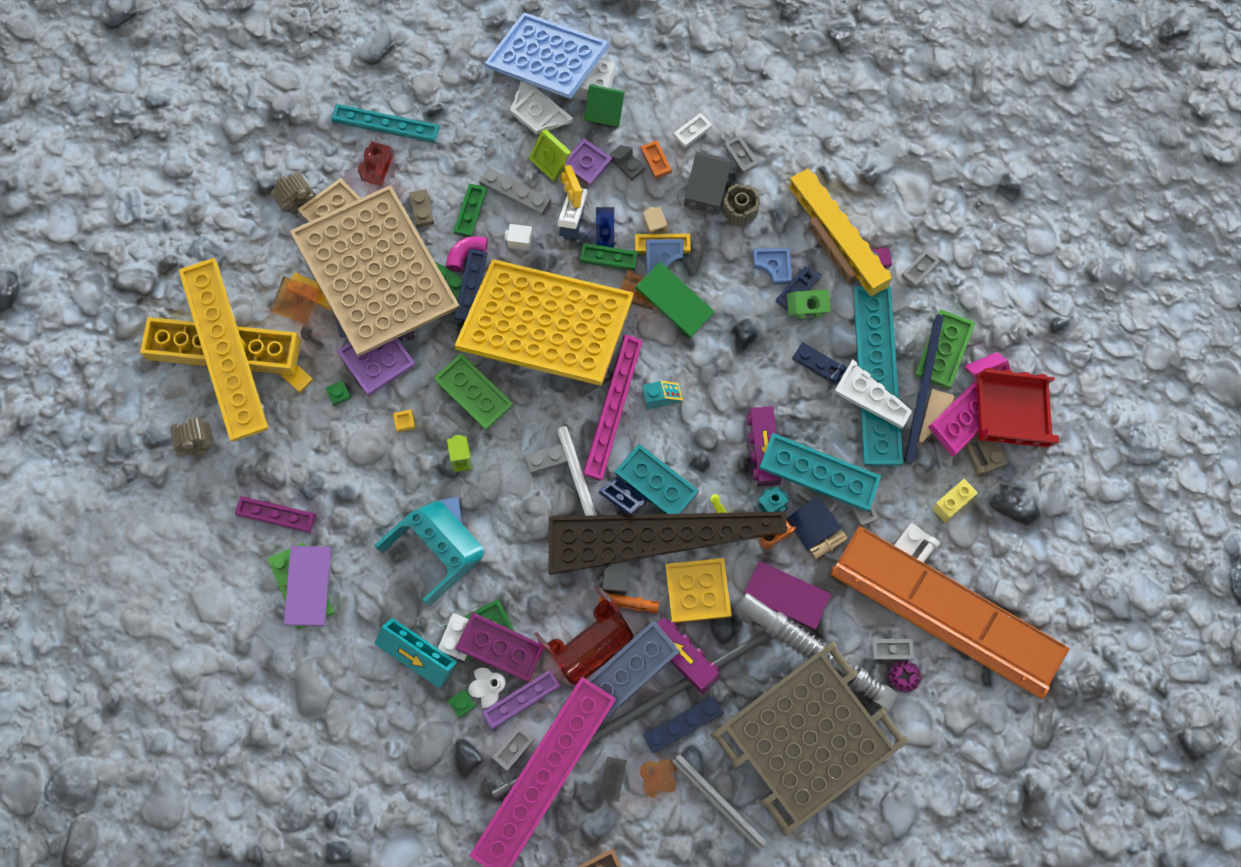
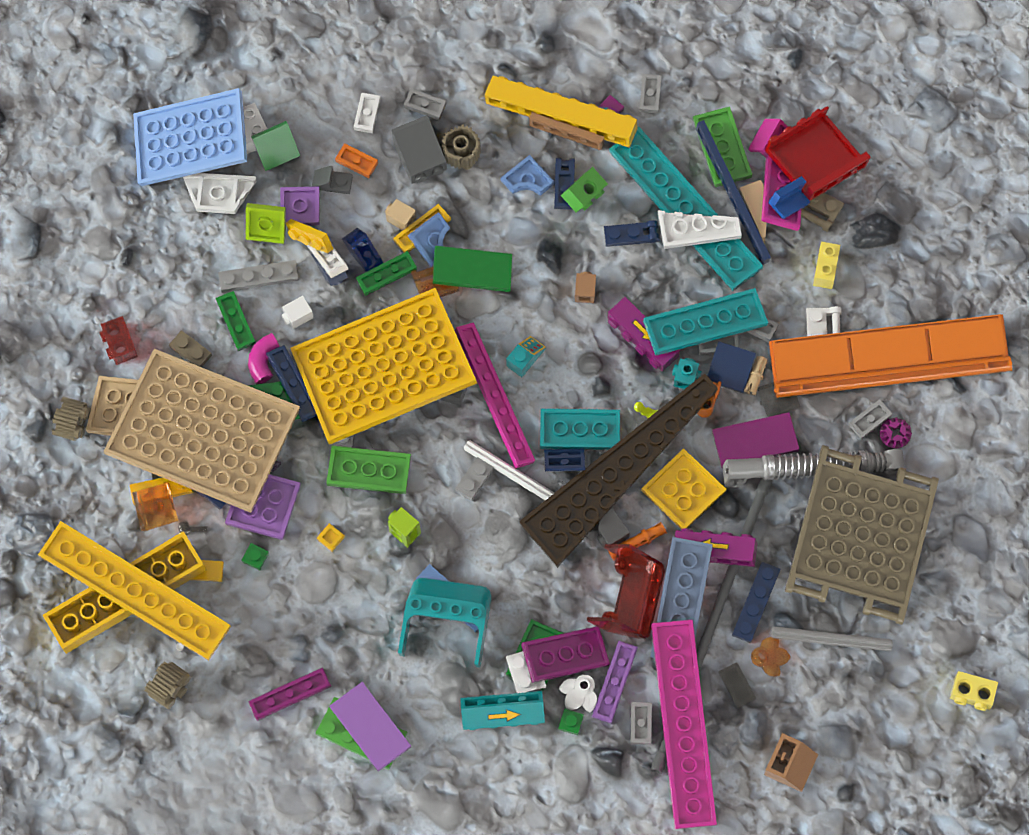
camera: 35 degrees left, 0 degrees up
(385, 123) = (94, 300): teal tile -> none
(749, 377) = (585, 287): none -> medium nougat brick
(964, 426) = (789, 198): none -> blue panel

